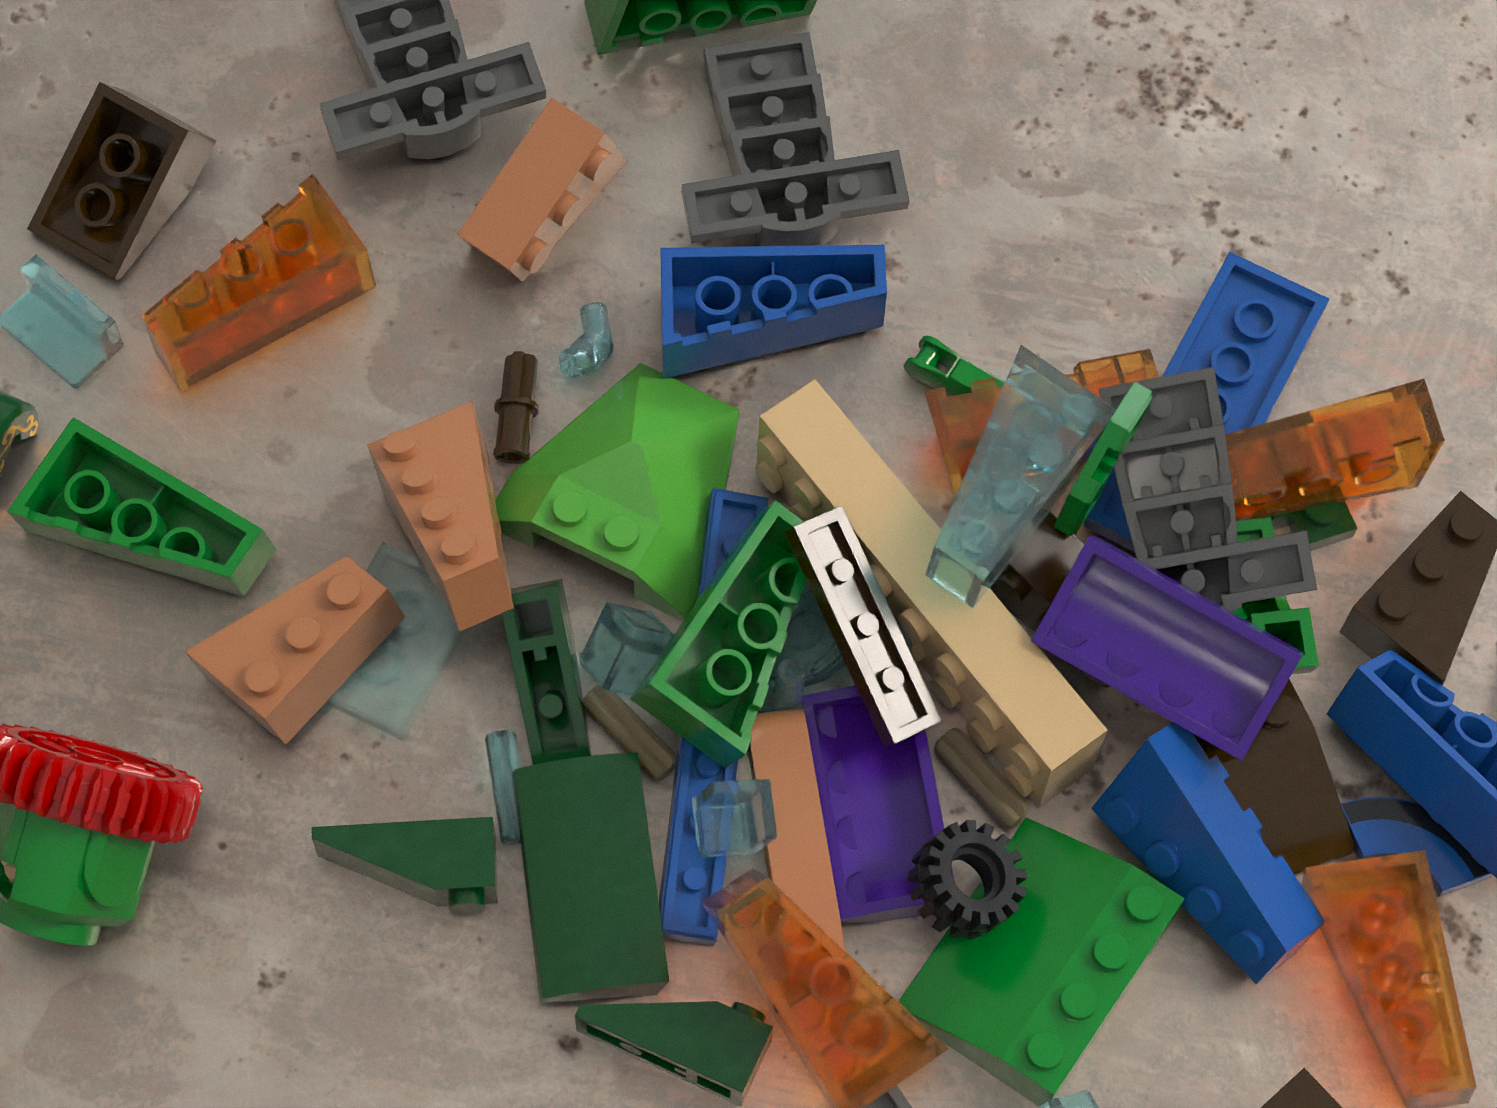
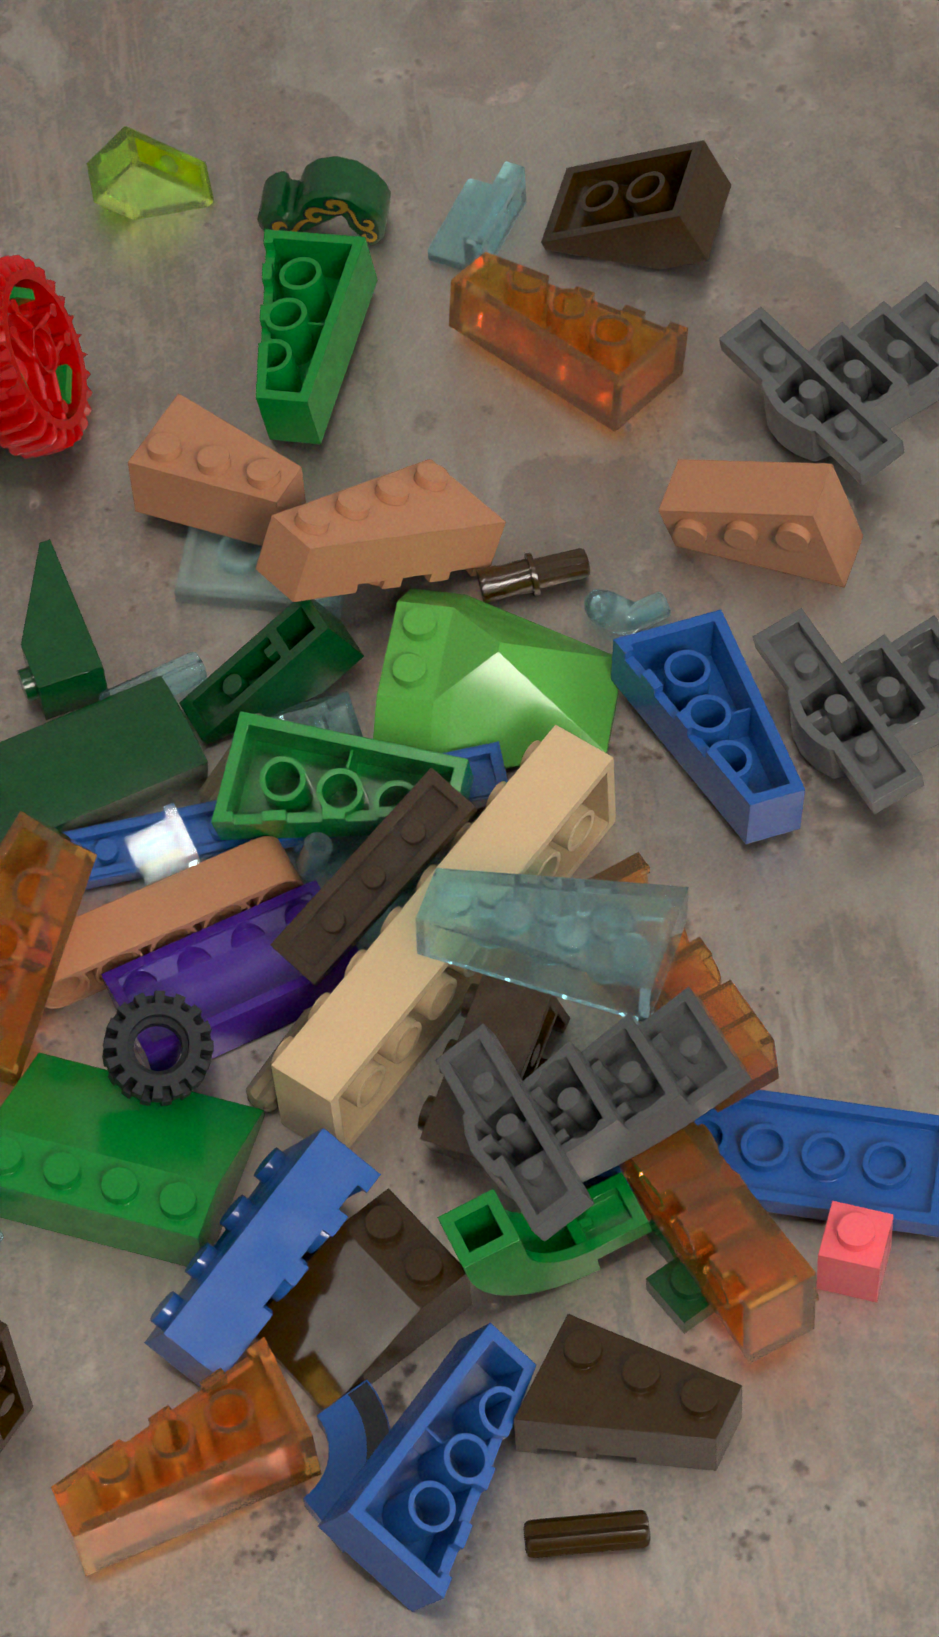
camera: 80 degrees right, 10 degrees down
(959, 376) = (715, 922): green bar -> none
(1103, 458) = (579, 1000): green tile -> none
(1167, 647) = (430, 1121): dark purple slope -> none
(1335, 368) = (854, 1251): none -> coral brick

